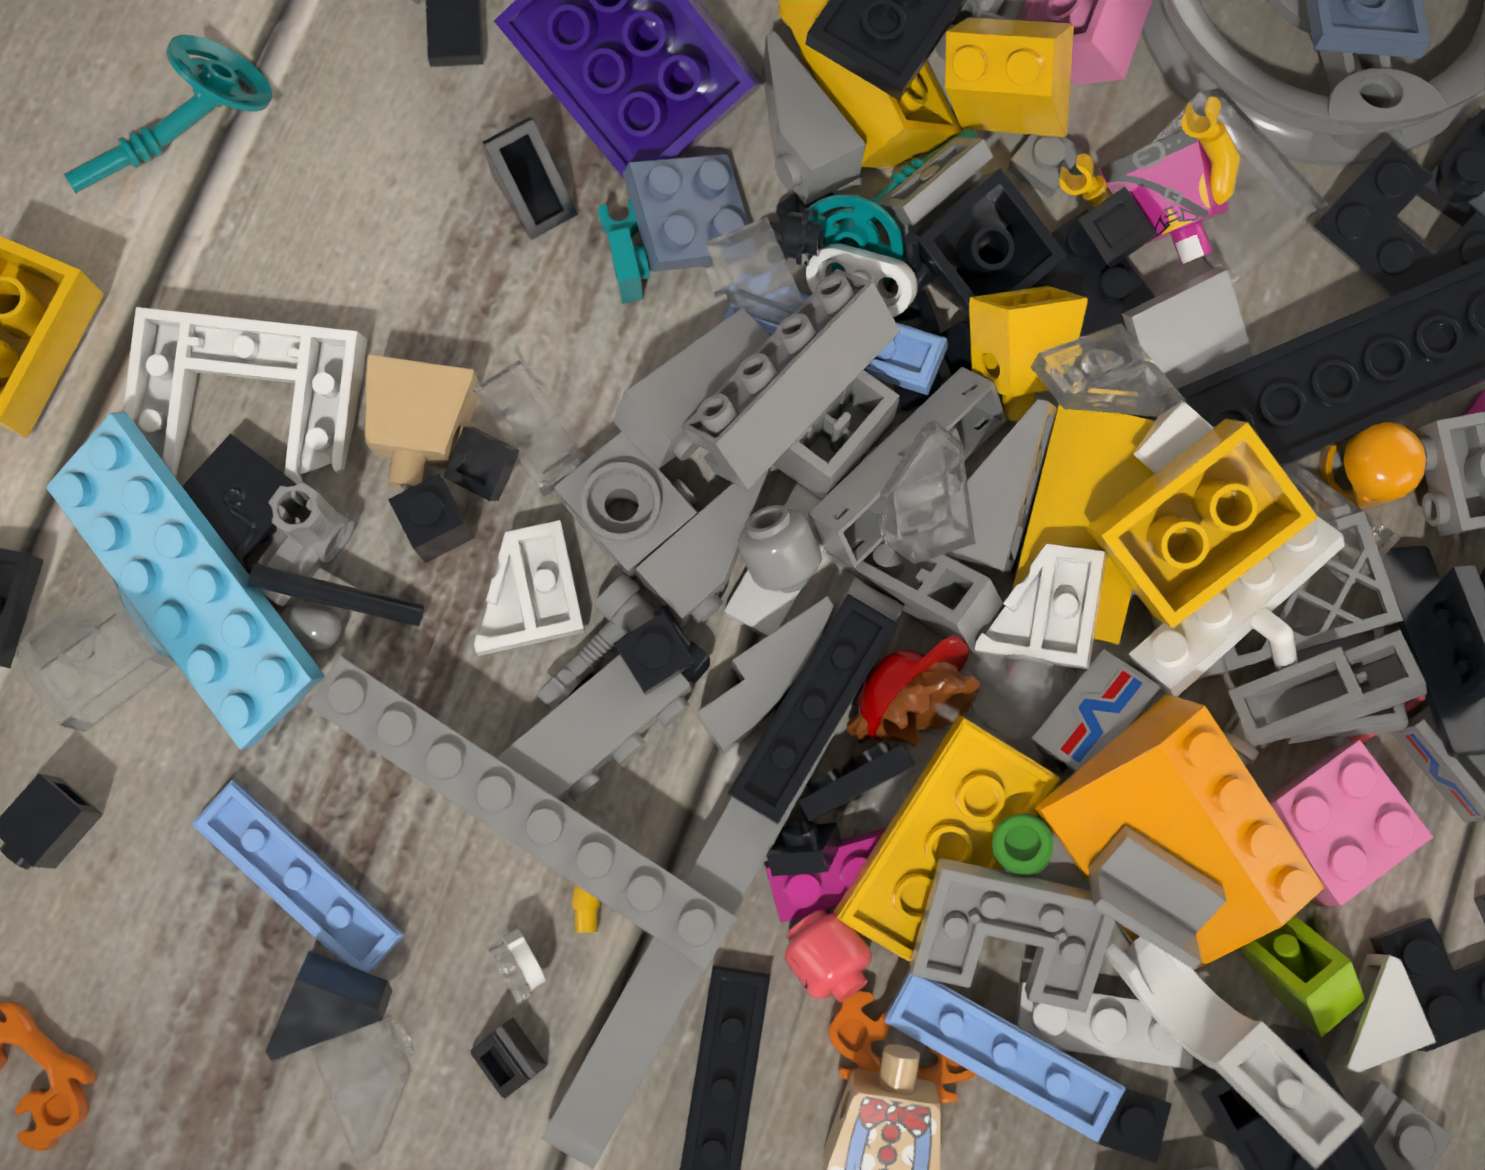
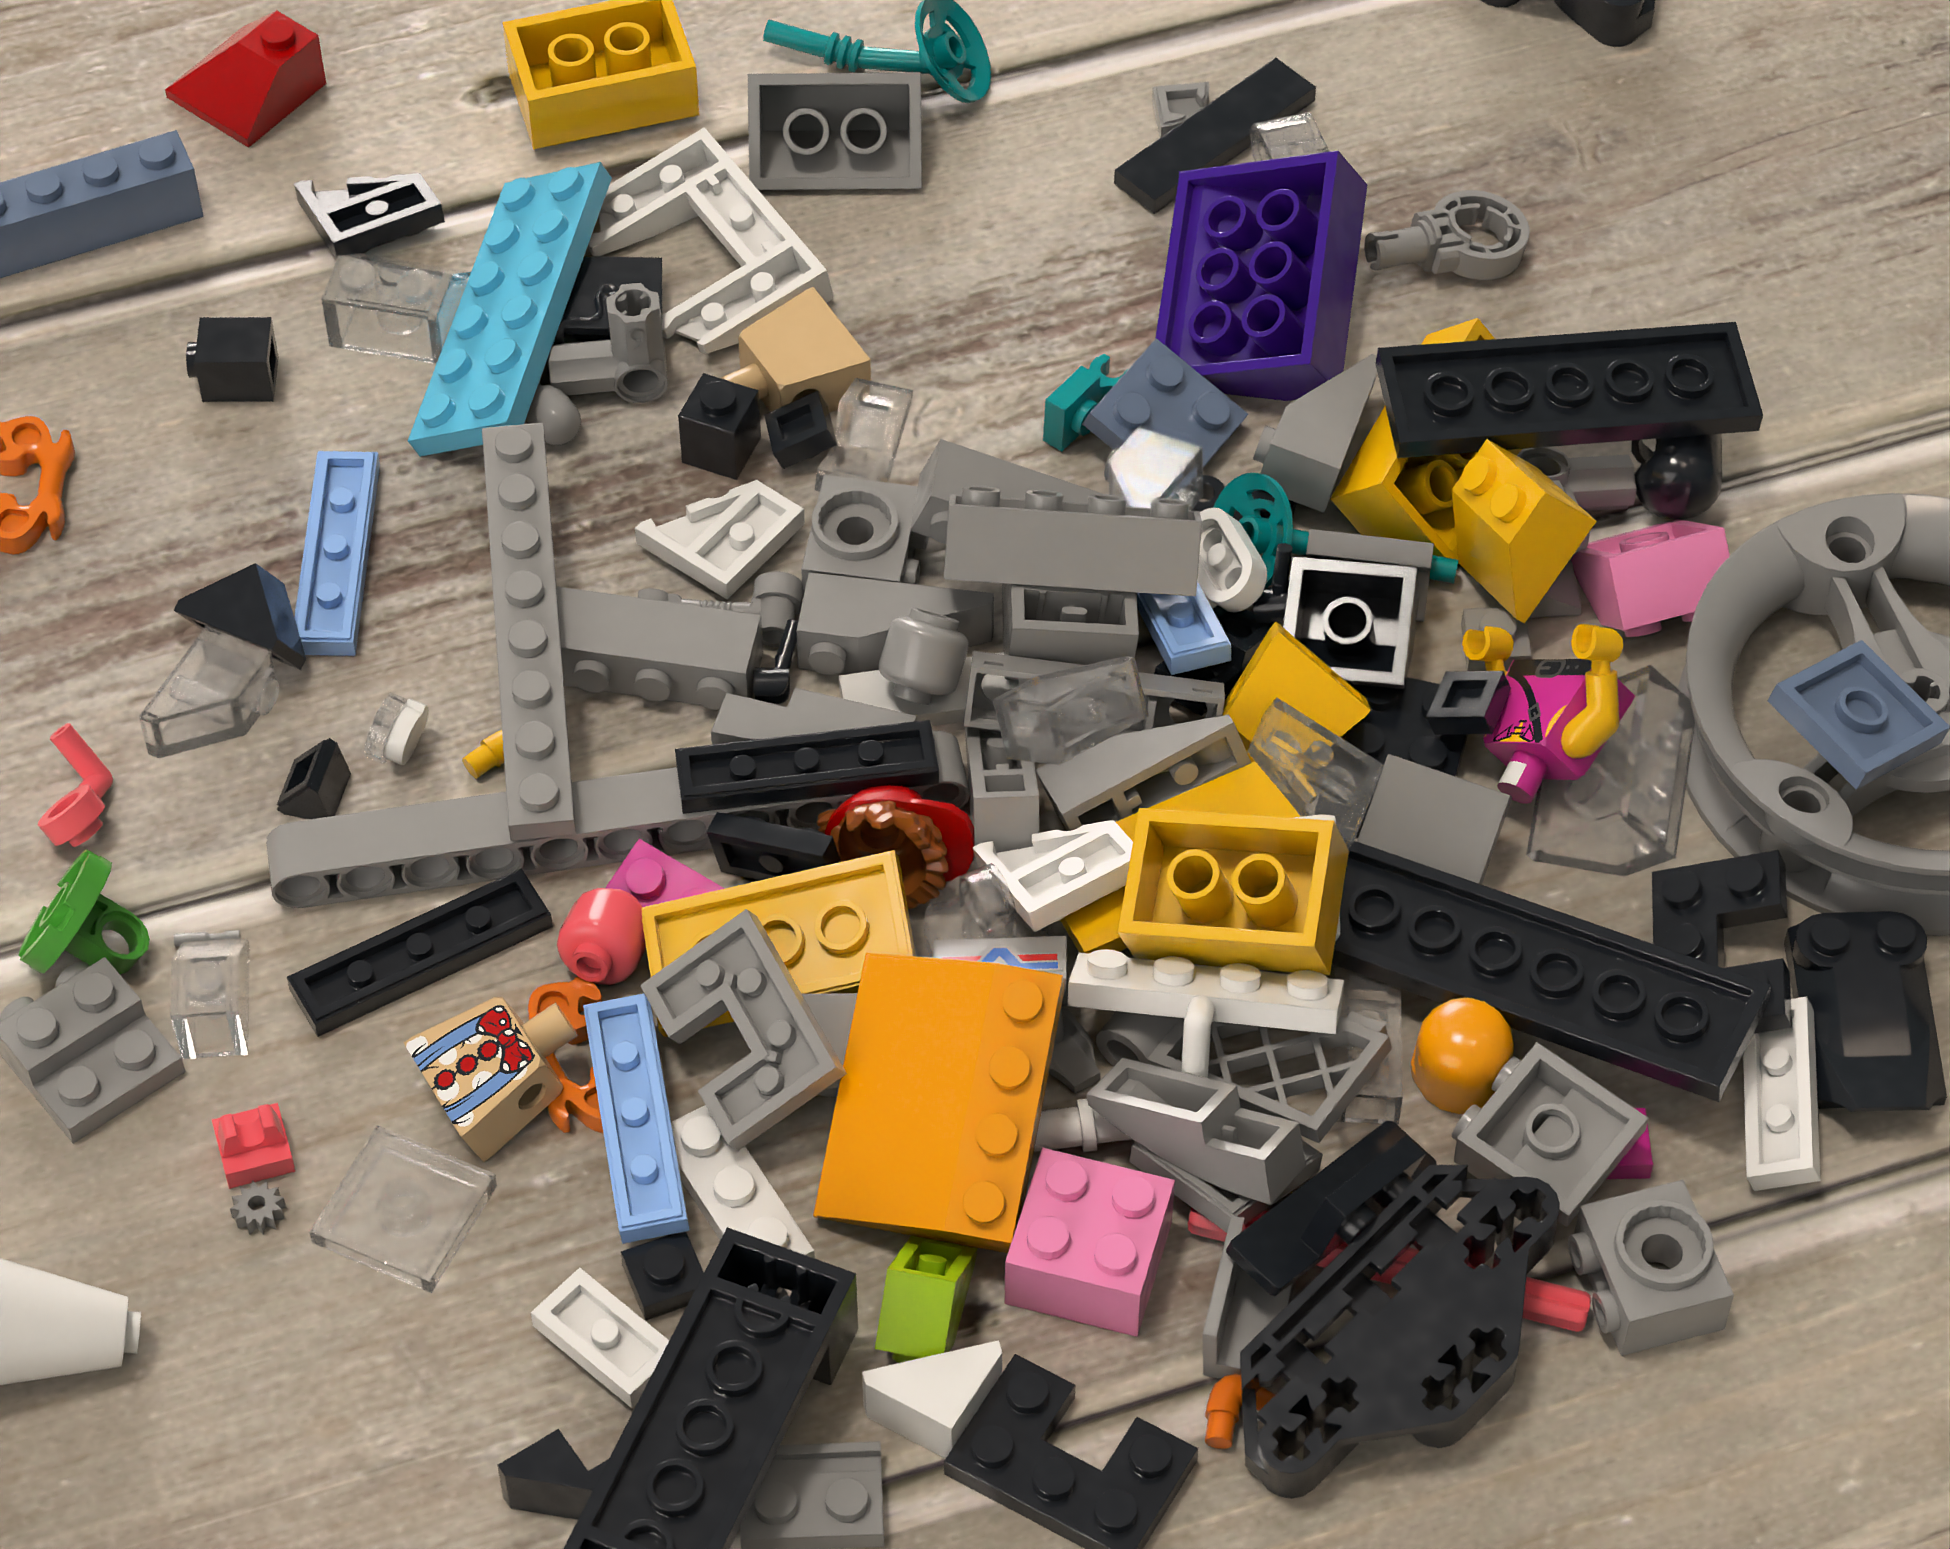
camera: 55 degrees right, 25 degrees down
(215, 213) = (835, 131): none -> light grey slope
(335, 595) = (594, 407): black bar -> none
(528, 178) = (1079, 293): black slope -> none
(654, 653) = (745, 625): black plate -> none
(803, 236) = (1210, 480): black plate -> none
(804, 848) = (682, 845): black plate -> none
(1022, 845) = (827, 974): bright green tile -> none
(1154, 894) = (871, 1087): light grey panel -> none
(1240, 1049) = (793, 1223): white piece -> none

